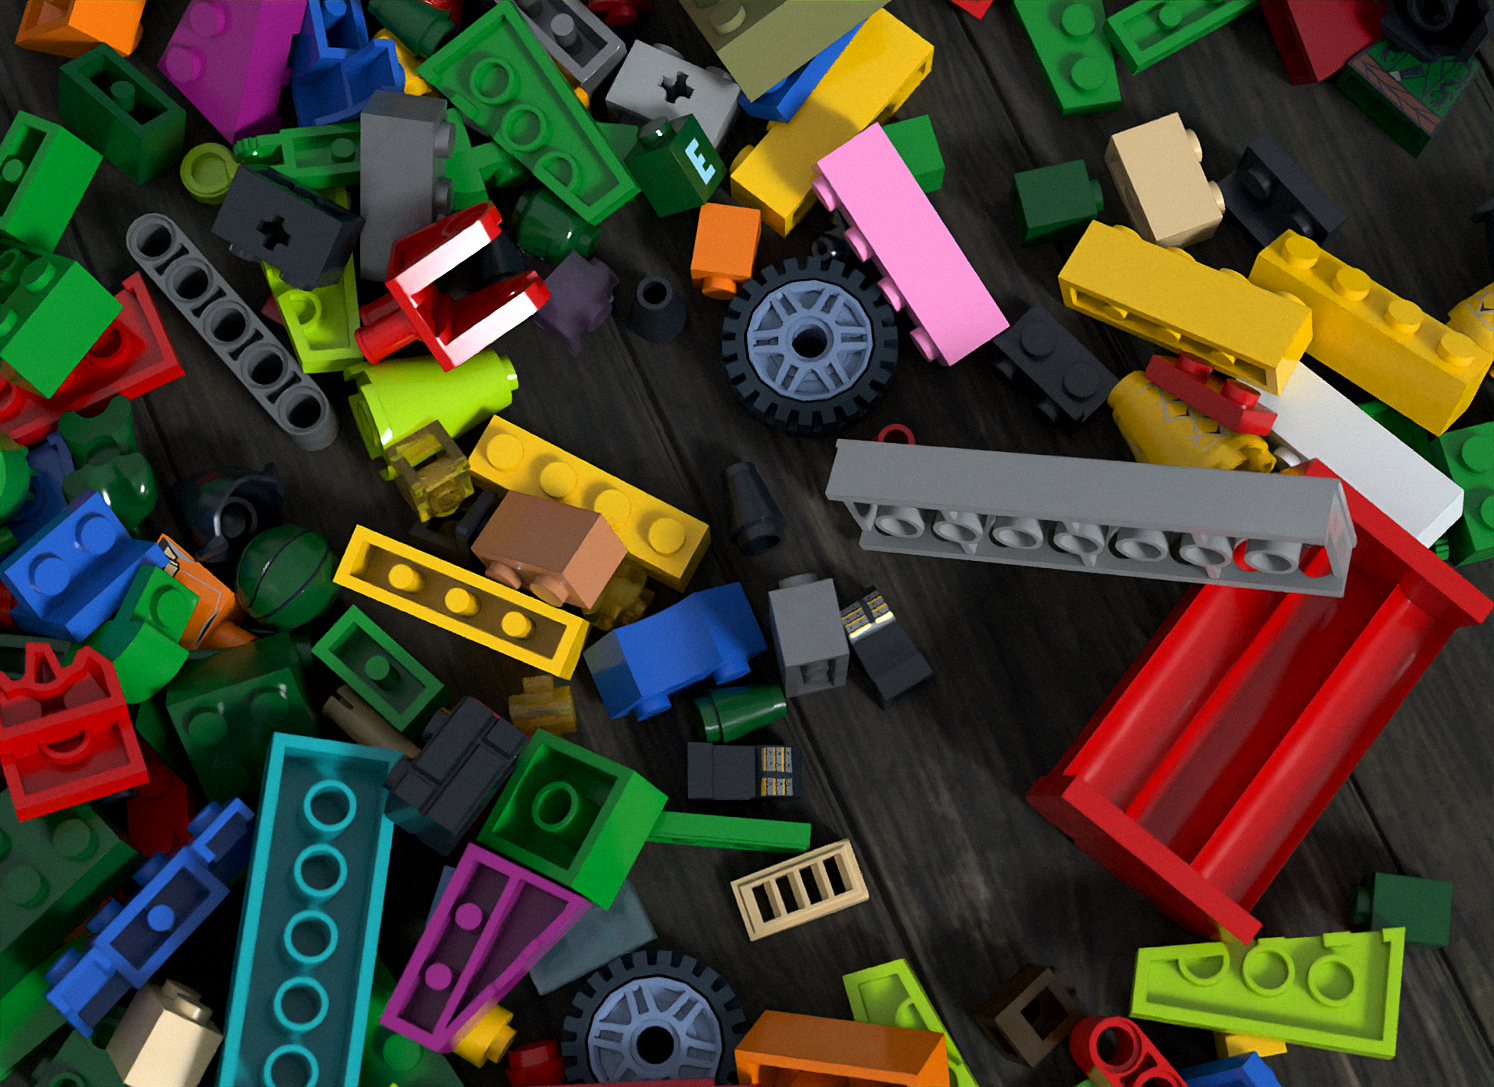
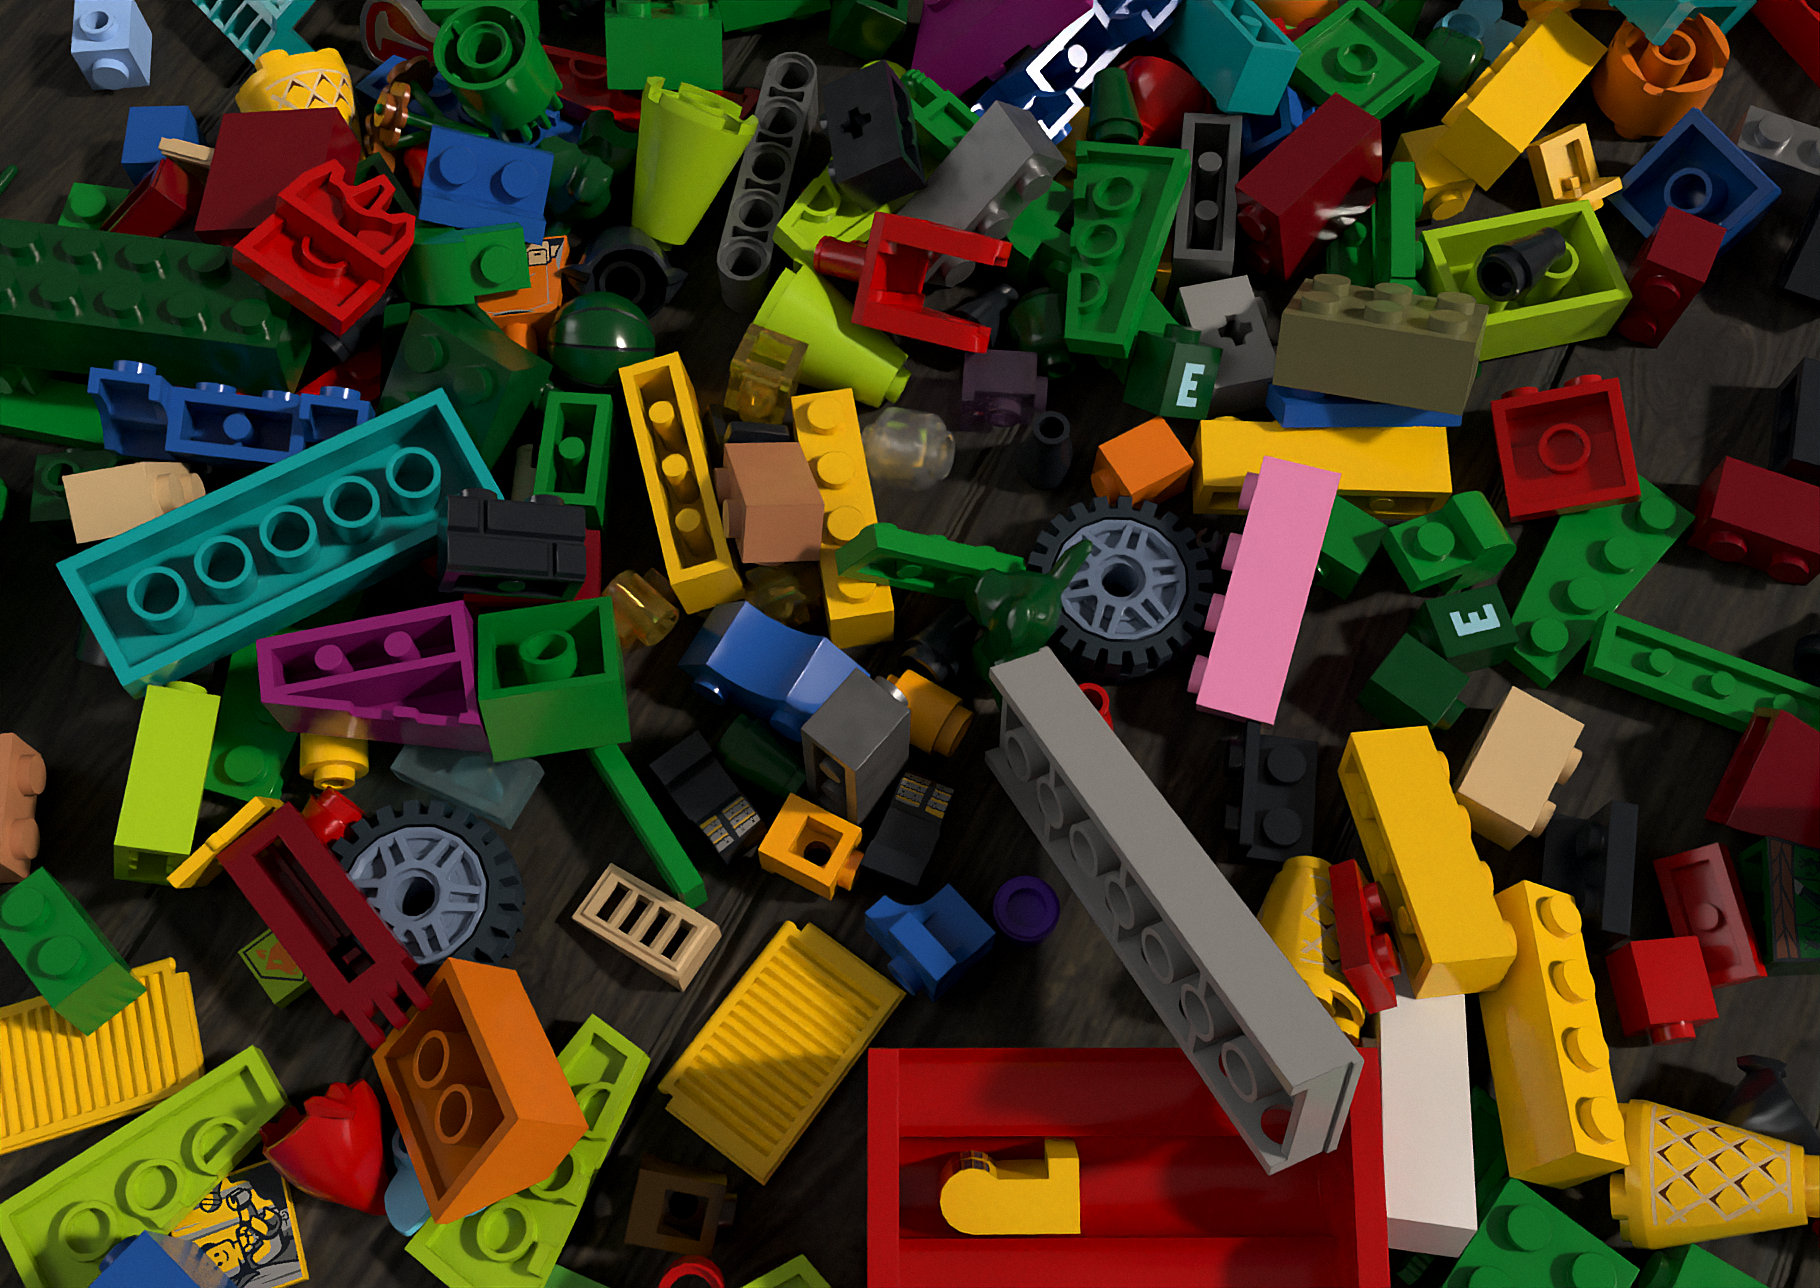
camera: 45 degrees right, 10 degrees down
(170, 383) = (683, 157): none -> lime cone
(569, 408) = (908, 448): none -> clear head
(693, 470) = (918, 561): none -> green plate
(786, 440) = (1017, 611): none -> dark green animal
(795, 556) = (937, 715): none -> light orange brick
(815, 719) = (805, 827): none -> light orange brick
(961, 859) = (778, 1047): none -> yellow window
(971, 85) = (1451, 545): none -> green brick
(977, 694) = (930, 941): none -> blue brick
(998, 609) = (1025, 911): none -> dark purple tile
(1038, 128) = (1466, 628): none -> dark green brick
(1208, 773) = (1013, 1195): none -> yellow leg
(1366, 149) = (1708, 903): none -> red plate
(1389, 225) = (1662, 989): none -> red brick

